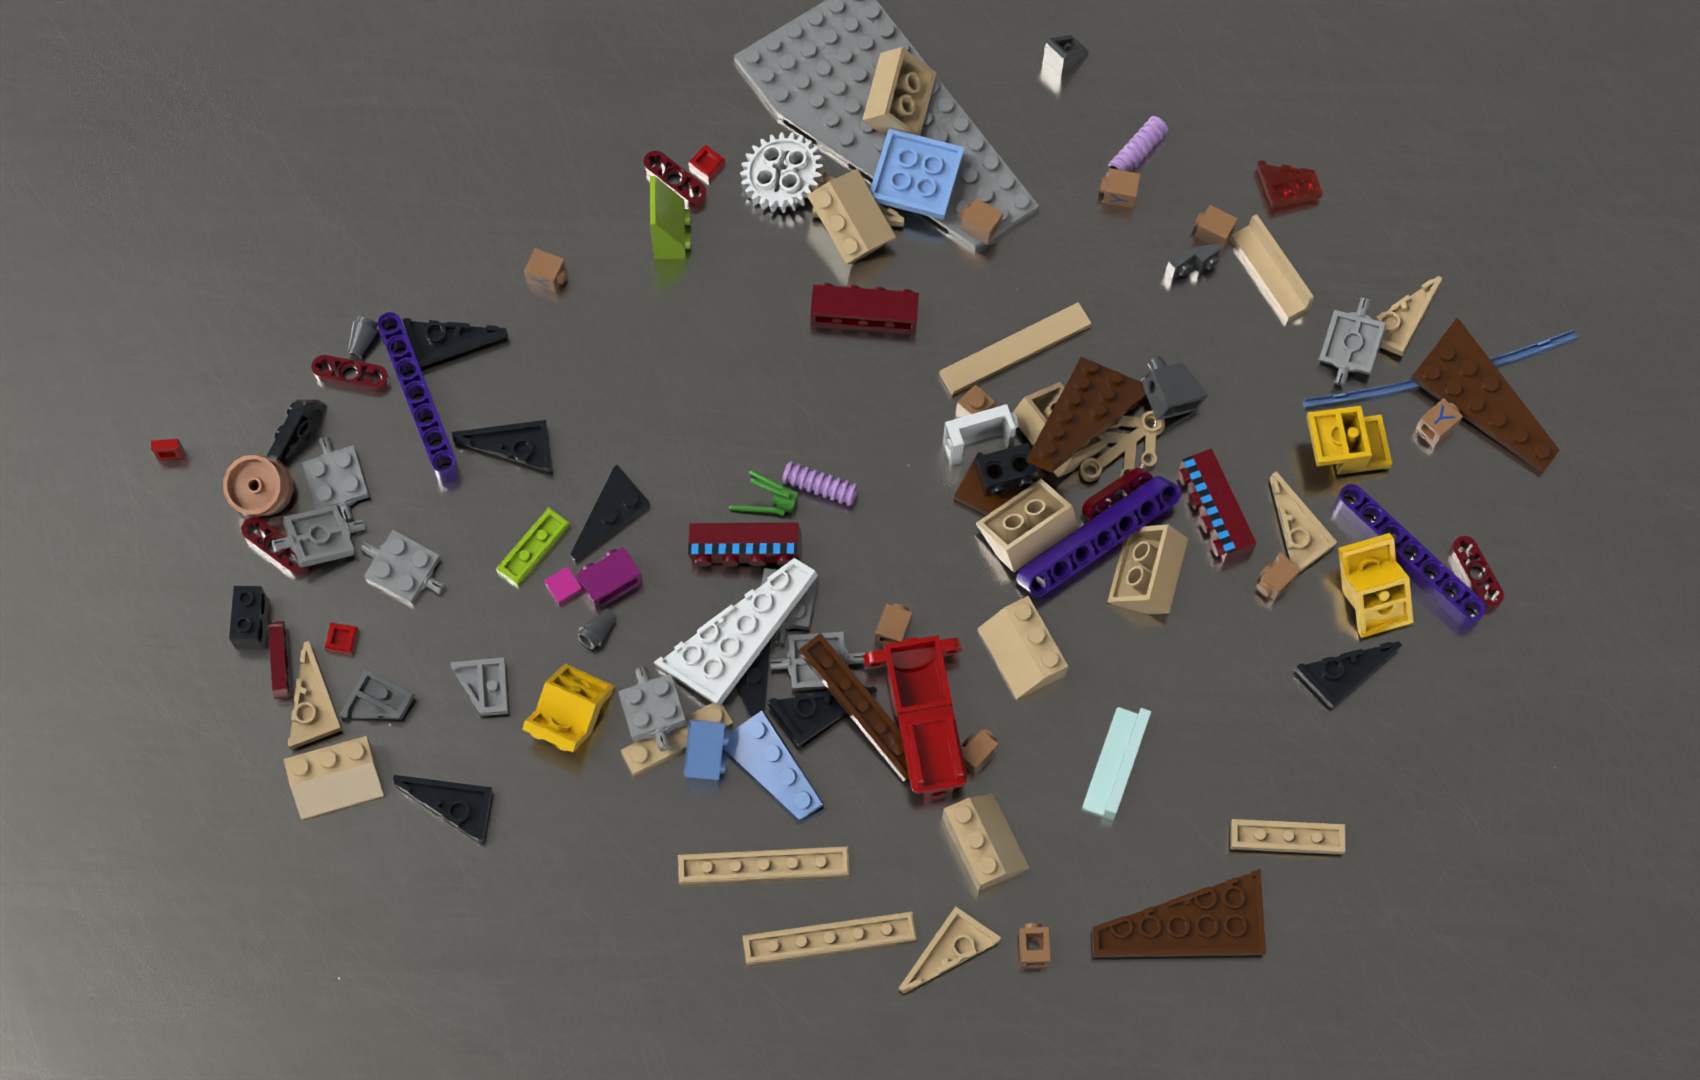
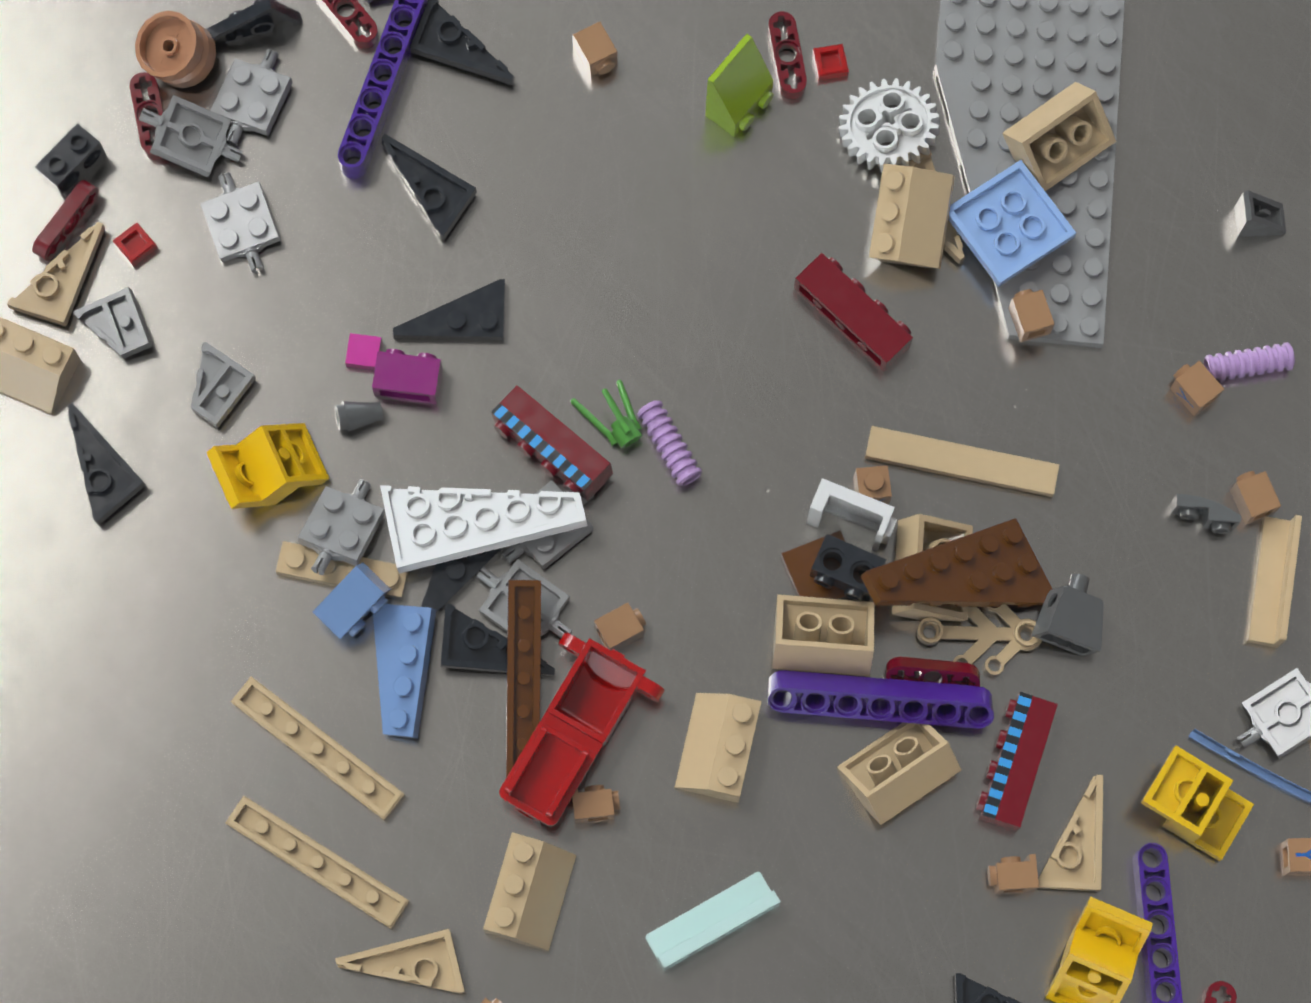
camera: 40 degrees right, 5 degrees up
(533, 547) = (368, 295): lime tile -> none

